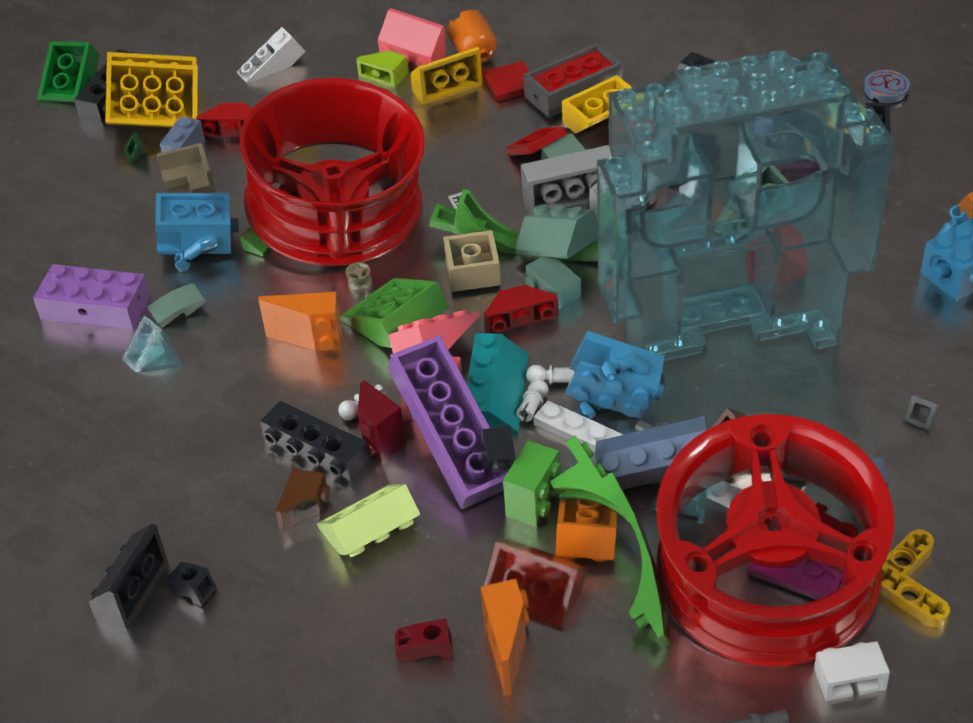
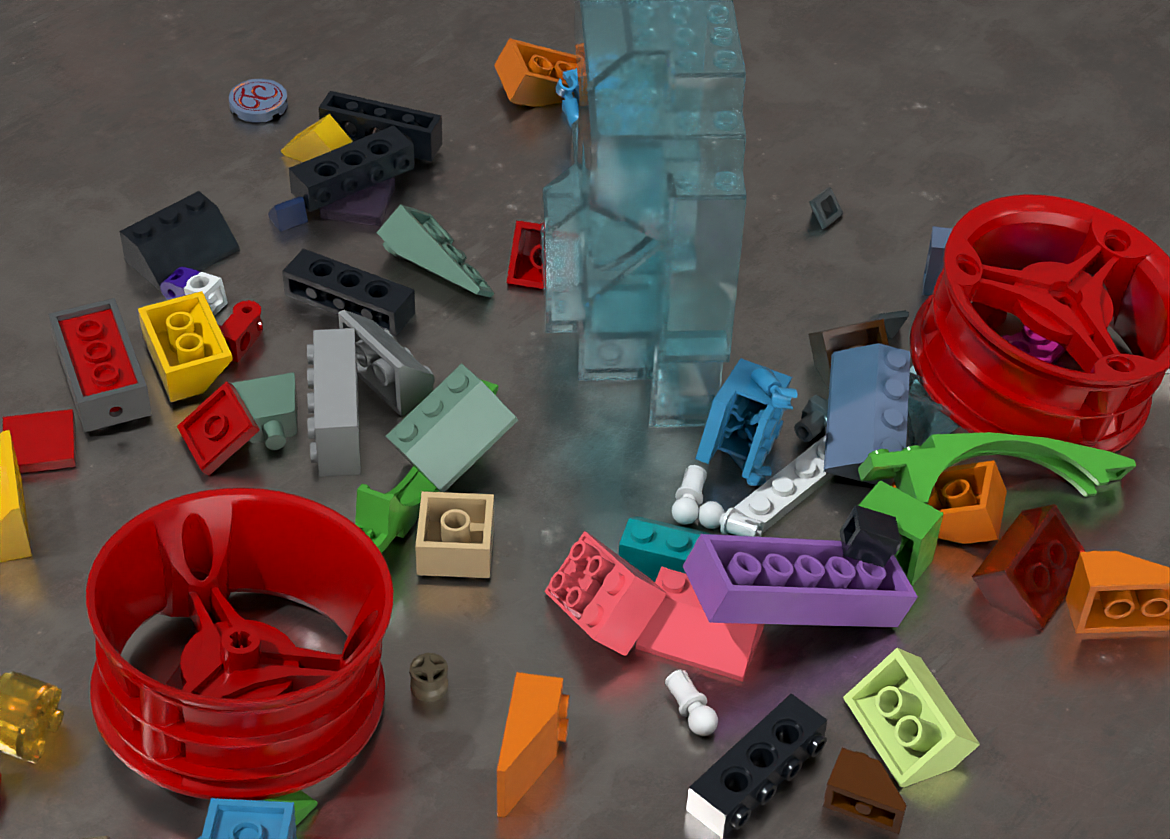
camera: 85 degrees left, 0 degrees up
(380, 422) = (754, 675): dark red slope -> none
(395, 305) = (514, 631): bright green slope -> none
(423, 641) = (1118, 684): dark red leg -> none
(518, 308) = (556, 505): red slope -> none
(554, 277) = (517, 463): sand green brick -> none

